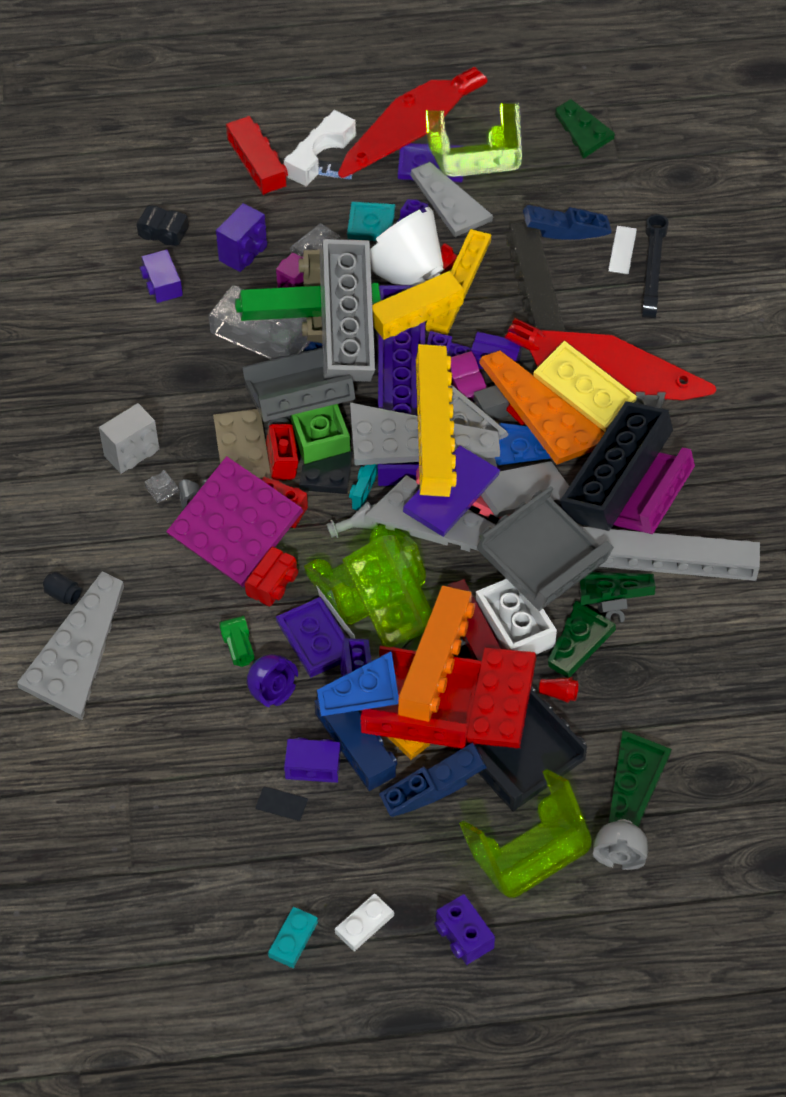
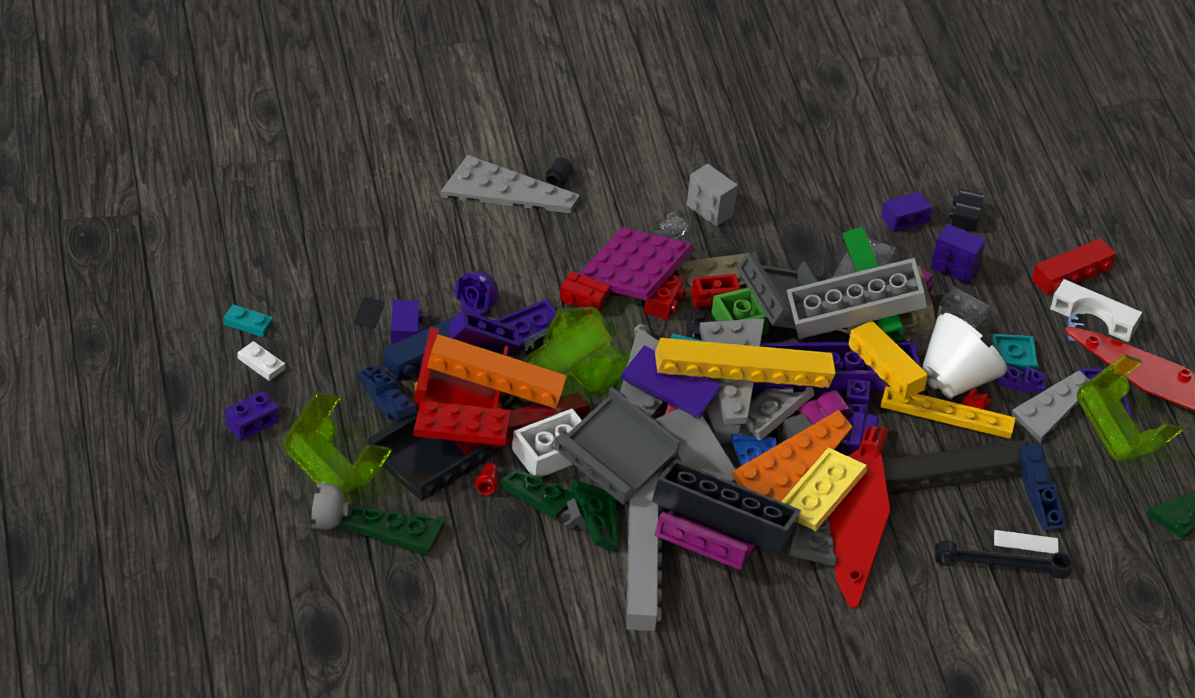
camera: 80 degrees right, 10 degrees down
(236, 635) = (524, 273): green piece -> none
(362, 689) = (450, 318): blue wing -> none

